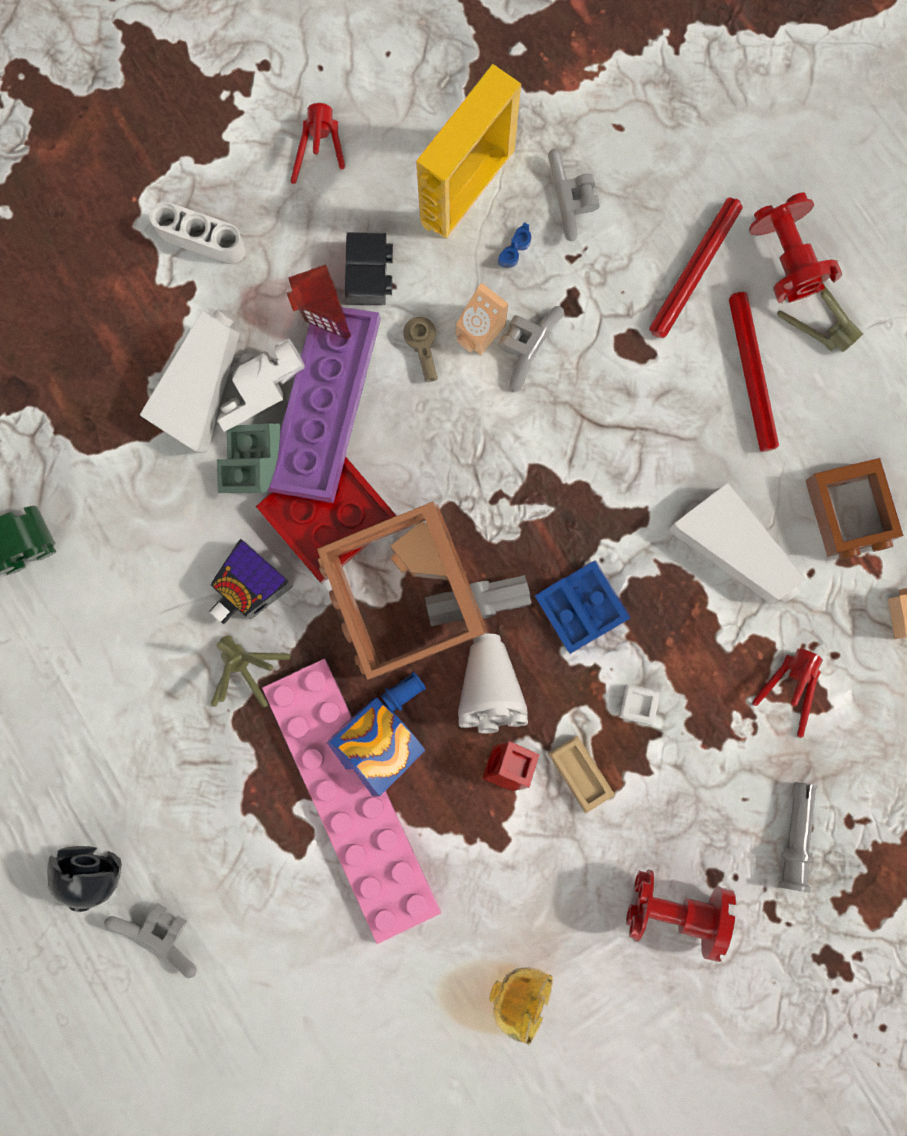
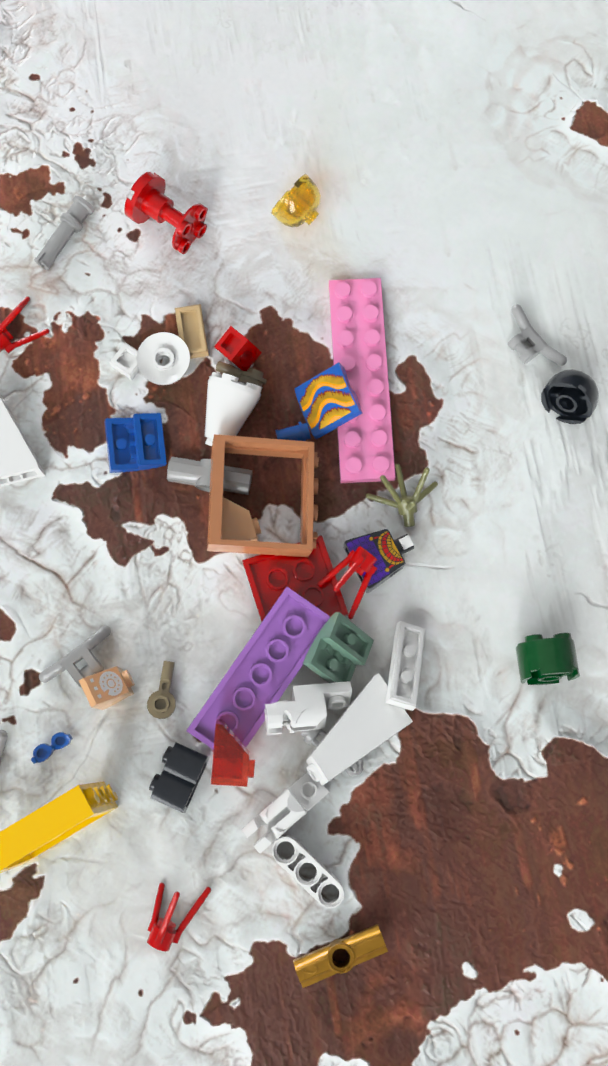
camera: 160 degrees left, 5 degrees down
(121, 184) = (320, 964): none -> pearl gold piece
(170, 474) = (405, 666): none -> white tile
(245, 275) = (286, 810): none -> white plate
(258, 559) = (360, 562): none -> red plant
(480, 740) = (252, 376): none -> dark tan plate
(609, 708) = (162, 346): none -> white dish

